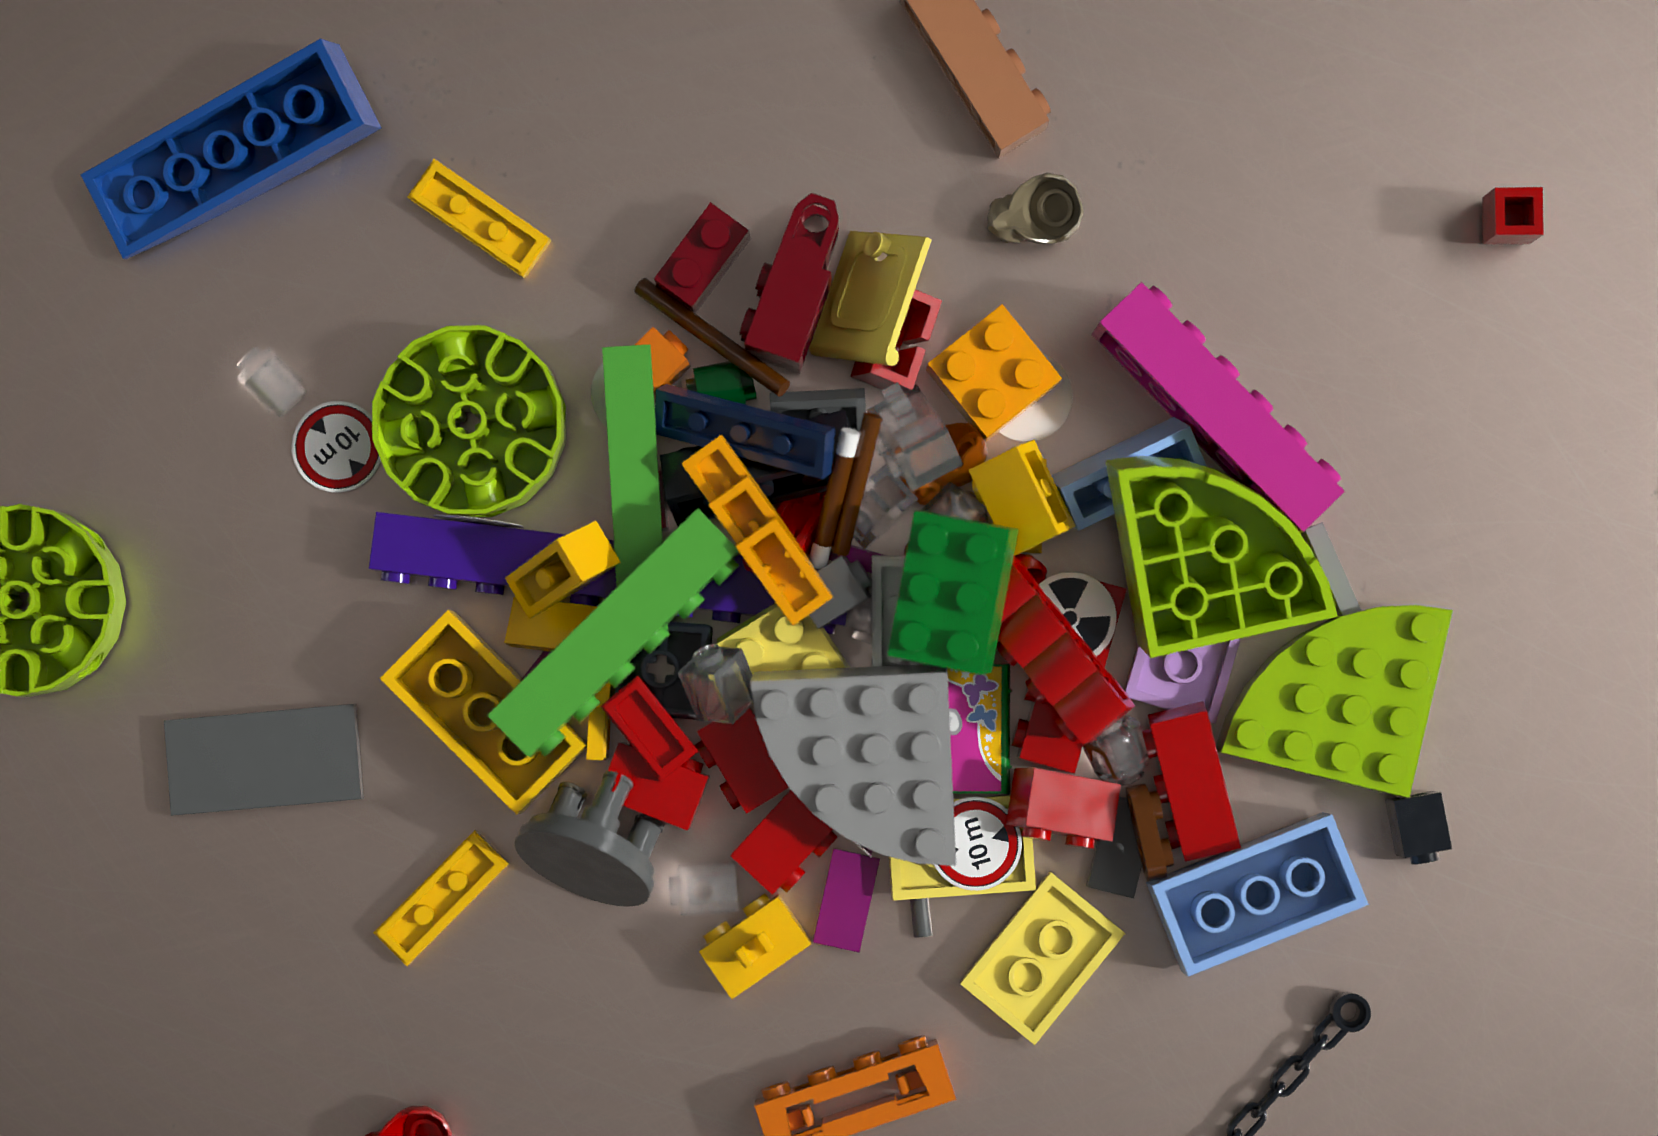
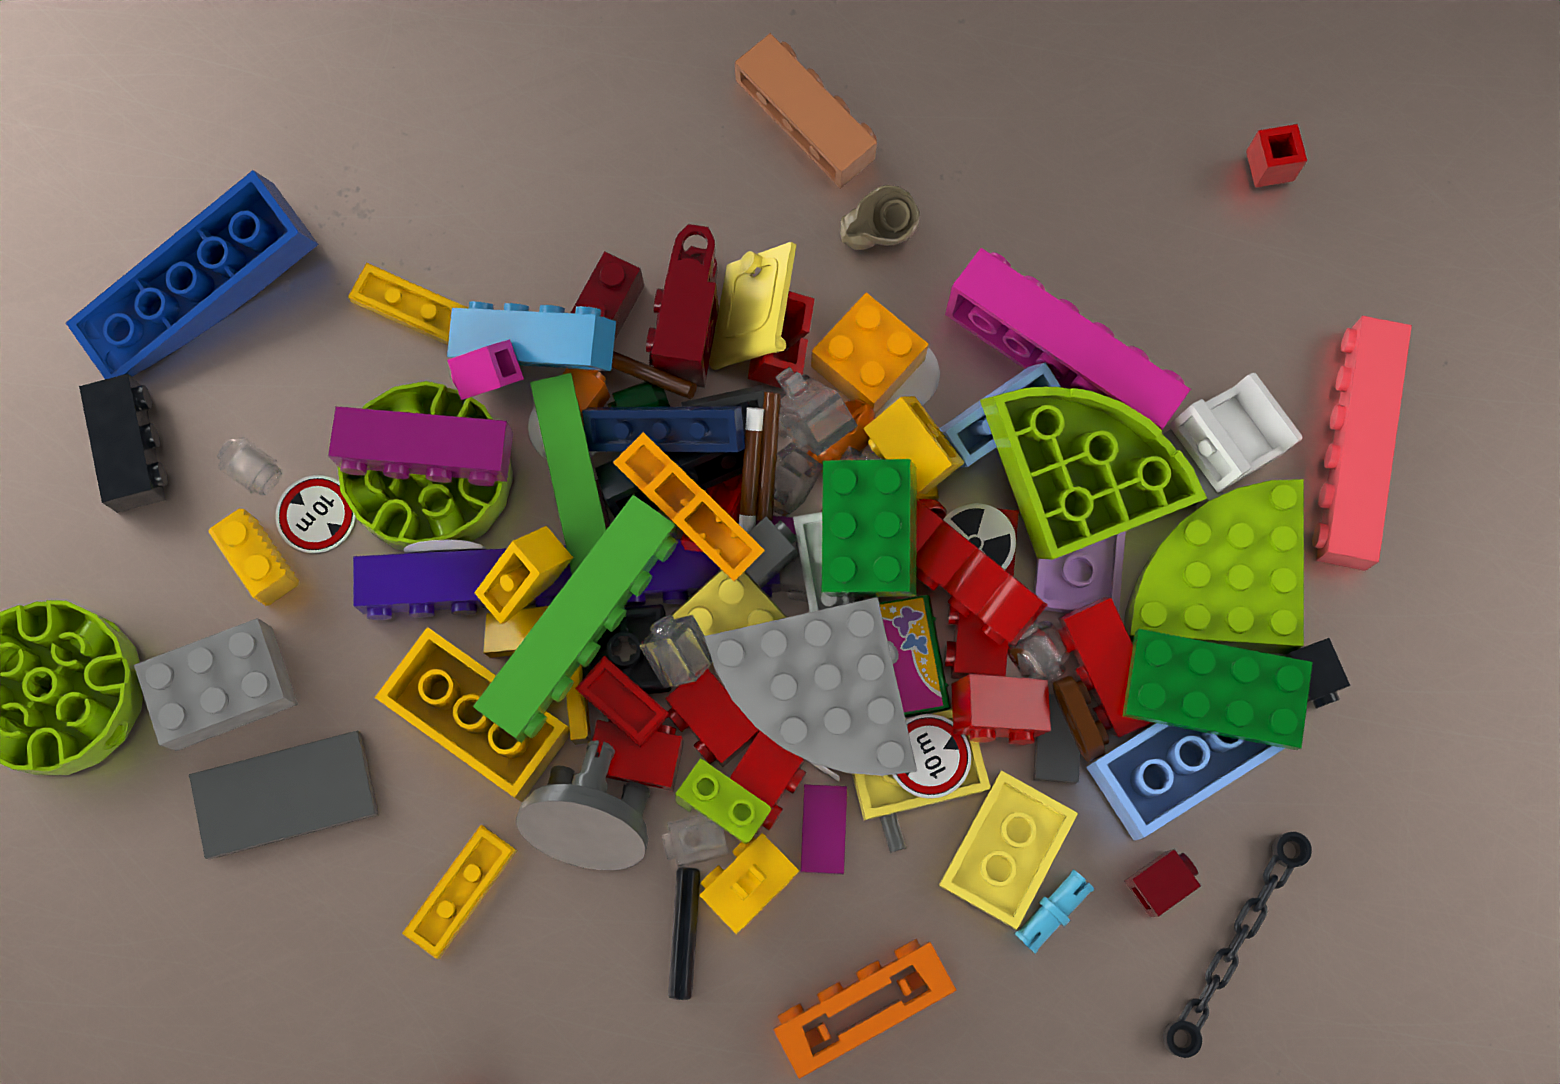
camera: 10 degrees left, 10 degrees down
(132, 329) = (123, 443): none -> black brick
(205, 627) = (215, 685): none -> light grey brick
(263, 489) = (253, 557): none -> yellow brick
(469, 404) = (420, 445): none -> magenta brick
(554, 327) = (485, 369): none -> dark pink brick
(611, 294) = (538, 338): none -> dark azure brick
(676, 985) = (684, 933): none -> black axle
(741, 856) = (722, 801): none -> lime bracket
(1078, 1032) = (1054, 911): none -> medium azure pin
(1203, 1022) = (1164, 882): none -> dark red brick
(1302, 831) = (1218, 689): none -> green plate
(1390, 540) = (1235, 432): none -> white panel
(1534, 572) = (1362, 443): none -> coral brick

